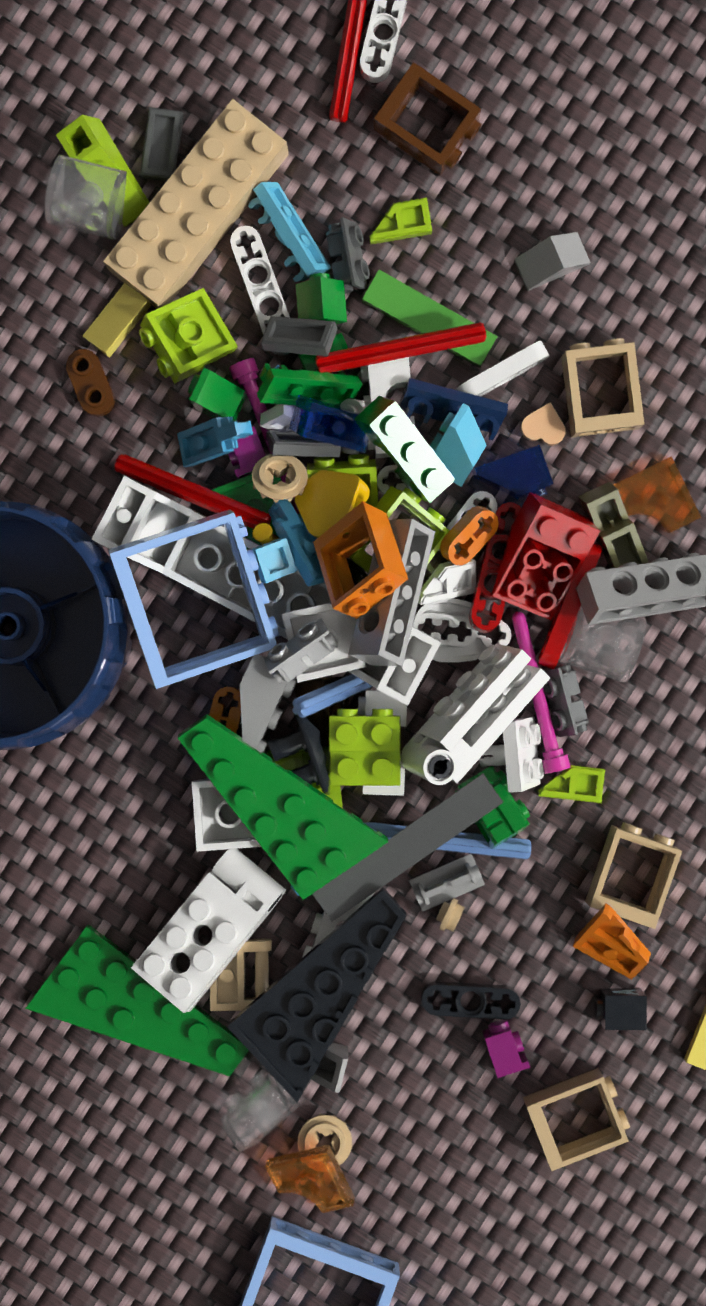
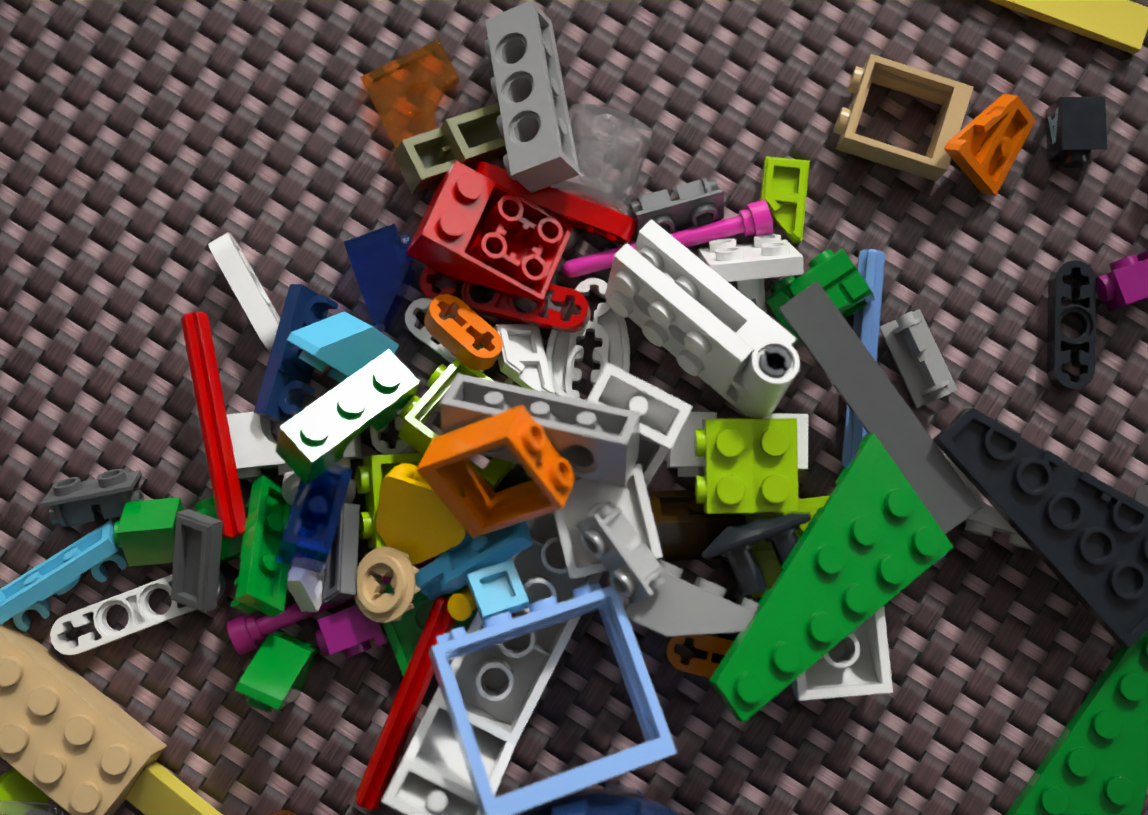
camera: 90 degrees left, 5 degrees down
(186, 335) = (195, 713): lime plate -> none
(211, 439) = (335, 677): dark azure hinge -> none
(228, 901) = (962, 647): white hinge -> none
(228, 989) = (1048, 645): tan plate -> none
(328, 695) = (678, 516): medium blue axle -> none
(403, 221) = (51, 425): lime tile -> none
(421, 314) = (172, 400): bright green tile -> none
(450, 915) = (962, 352): tan plate -> none
(544, 426) = (320, 240): light nougat tile -> none
(551, 259) = (104, 232): light grey slope -> none
(608, 423) = (318, 161): tan window -> none

